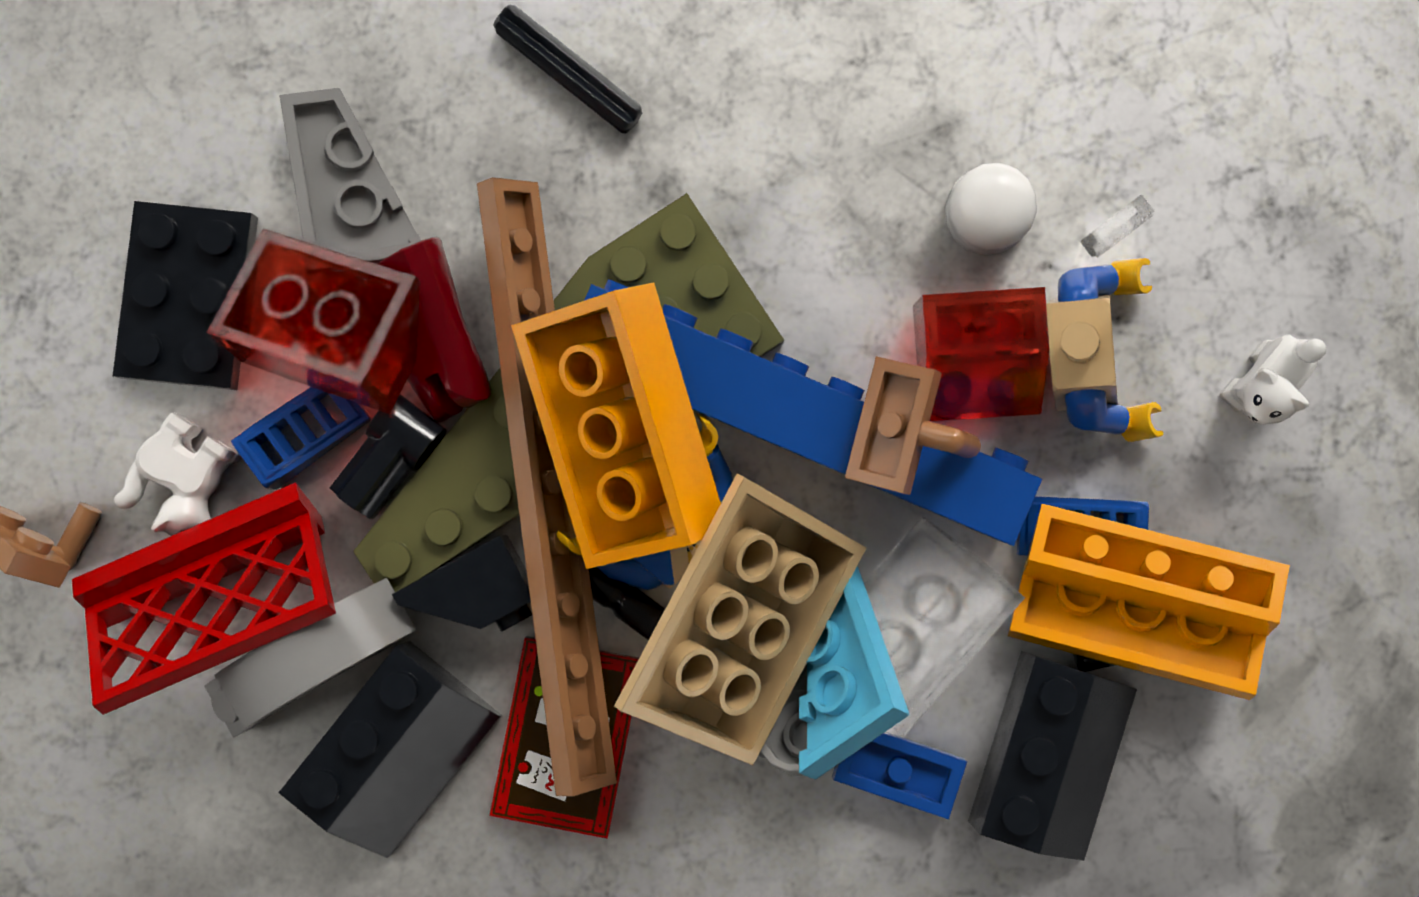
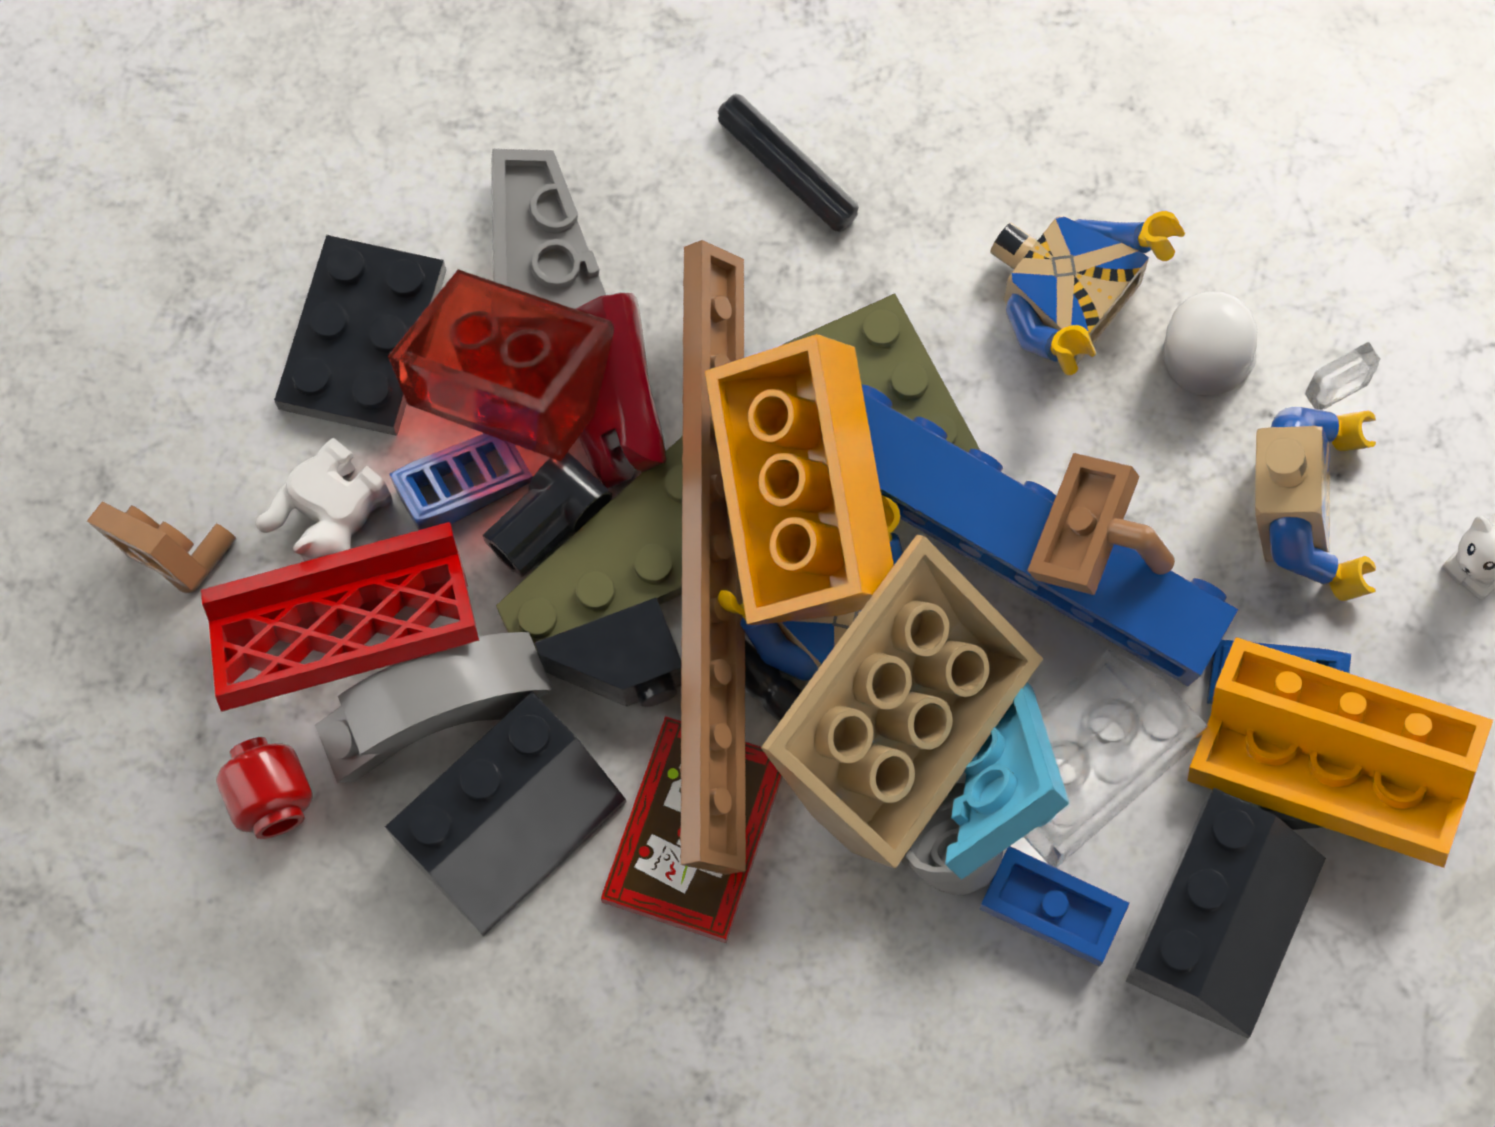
camera: 10 degrees right, 15 degrees down
(165, 755) = (264, 788): none -> red head
(856, 162) = (1076, 279): none -> torso
(987, 349) = (1192, 478): clear red slope -> none

